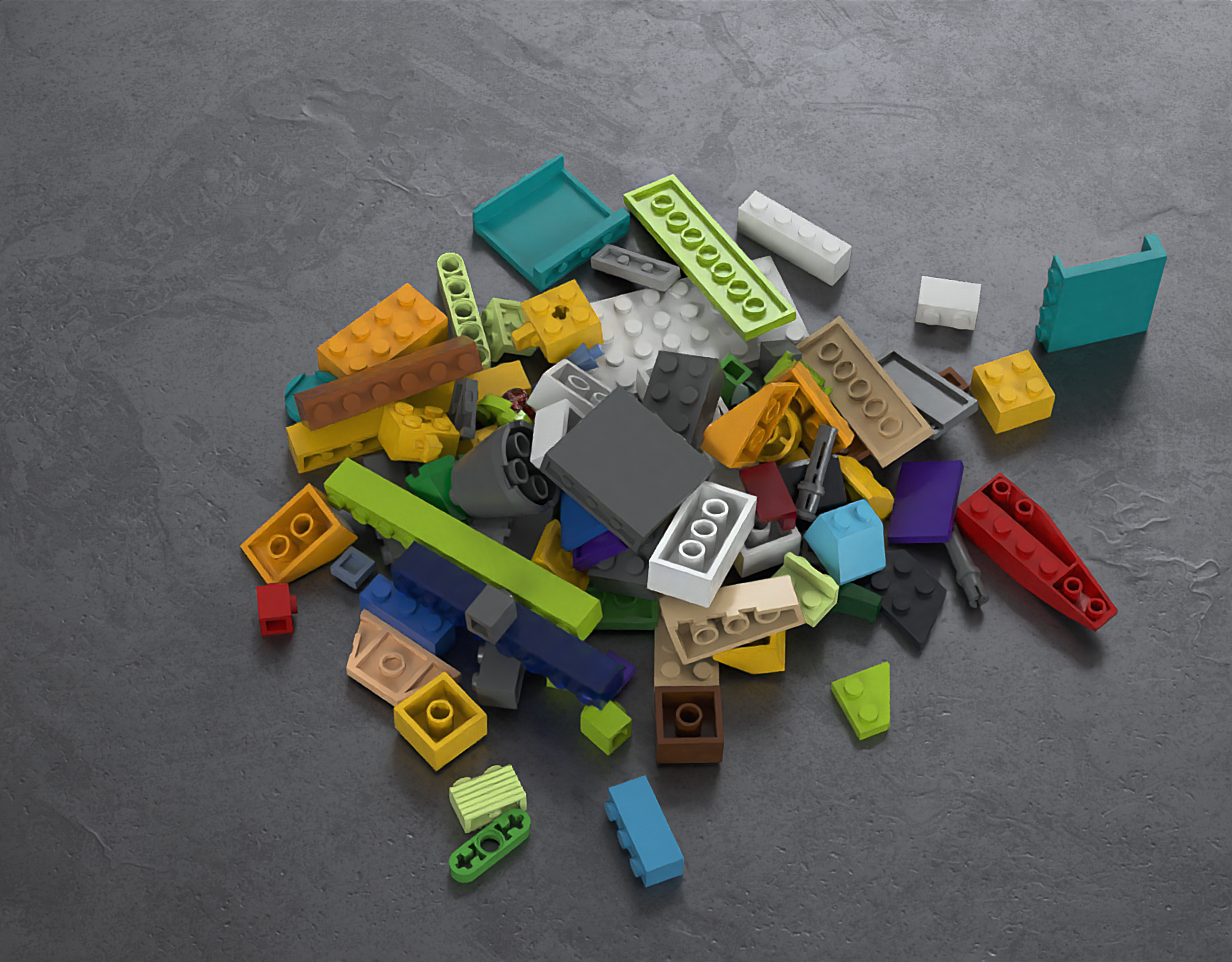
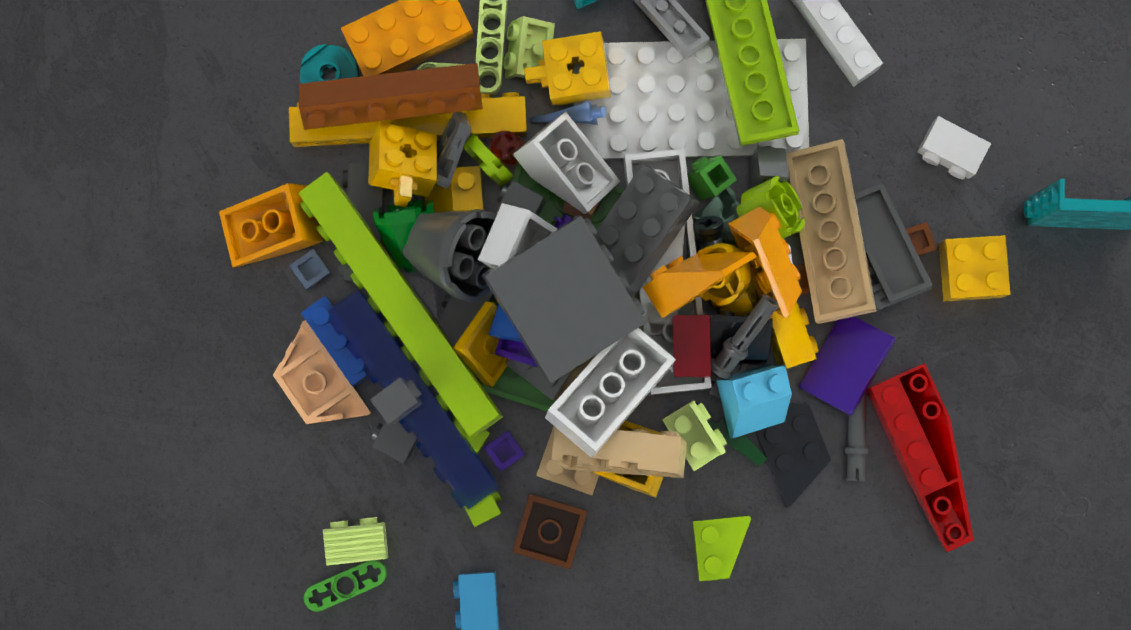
camera: 20 degrees right, 30 degrees up
(276, 608) = (229, 292): red brick -> none
(440, 720) = (336, 458): yellow brick -> none

